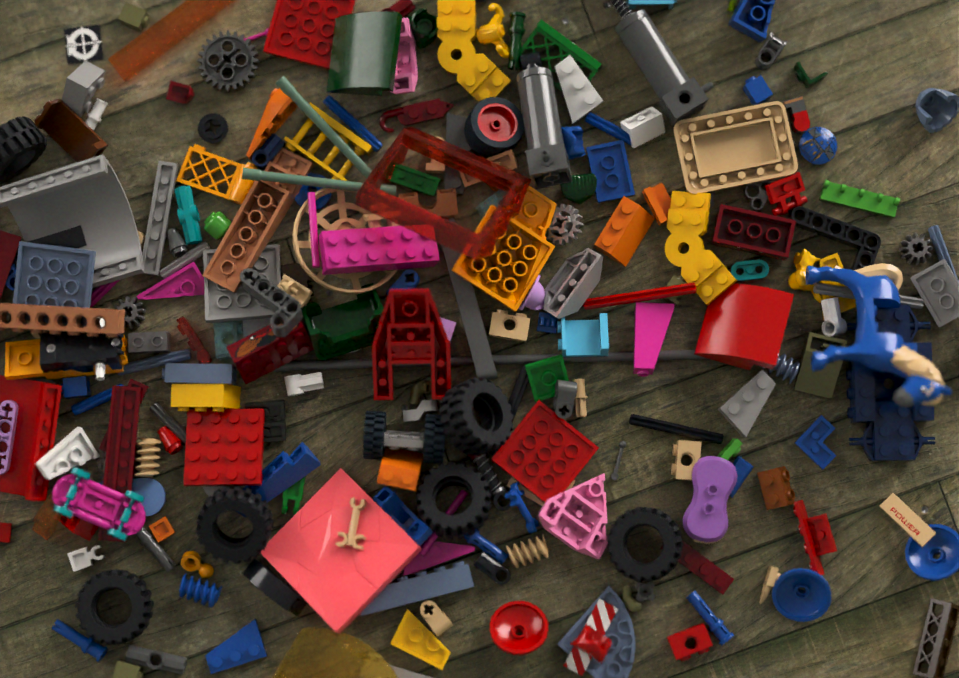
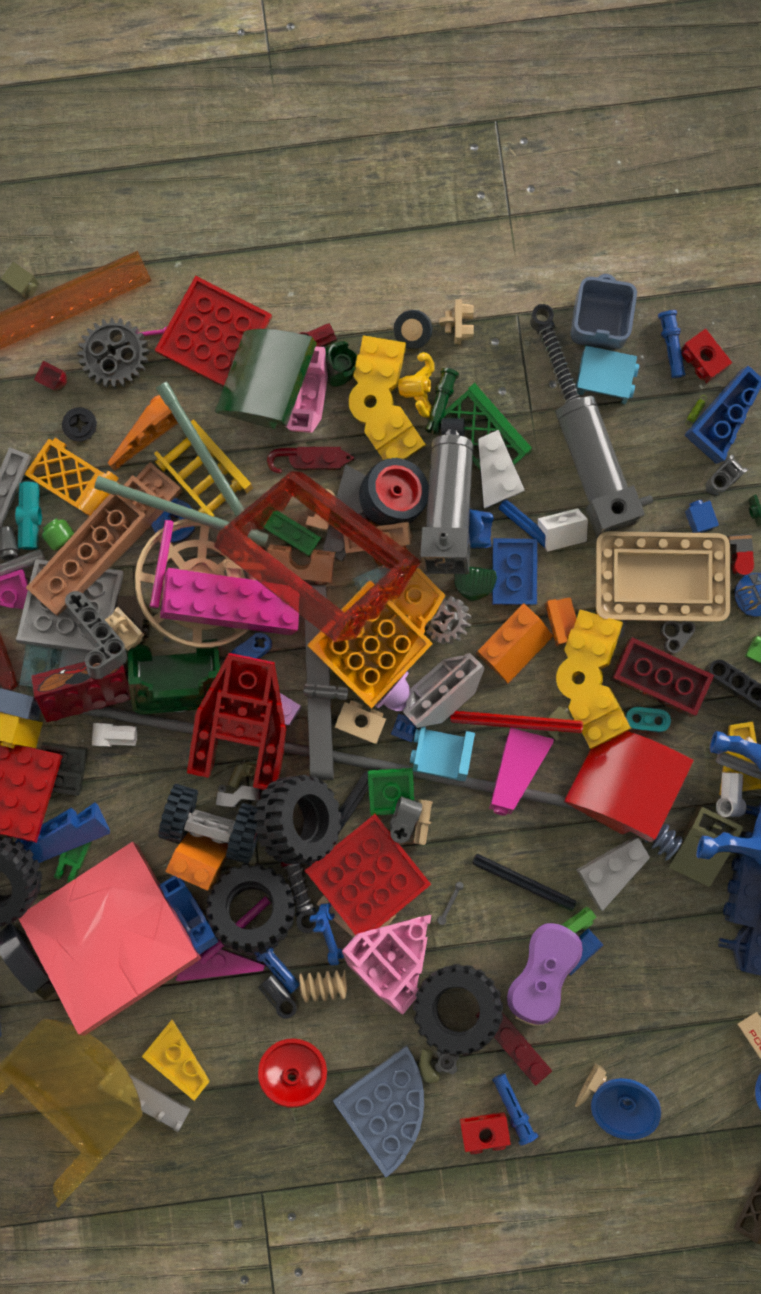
camera: 10 degrees right, 0 degrees up
(268, 150) = (135, 463): dark blue piece -> none
(352, 123) = (236, 453): blue axle -> none
(352, 539) = (122, 928): tan bar -> none
(422, 587) = (194, 1000): sand blue brick -> none
(437, 620) = (202, 1040): tan piece -> none
(476, 305) = (325, 691): none -> dark grey axle
(592, 643) = (373, 1112): red hair -> none
(599, 621) = (372, 1101): sticker -> none
(688, 448) = (522, 908): tan brick -> none
(776, 487) = (623, 976): dark orange bracket -> none
(784, 188) = (709, 635): red plate -> none
(797, 279) = (701, 741): yellow animal -> none
(812, 442) = (676, 934): blue plate -> none
(816, 534) = (658, 1042): red bracket -> none

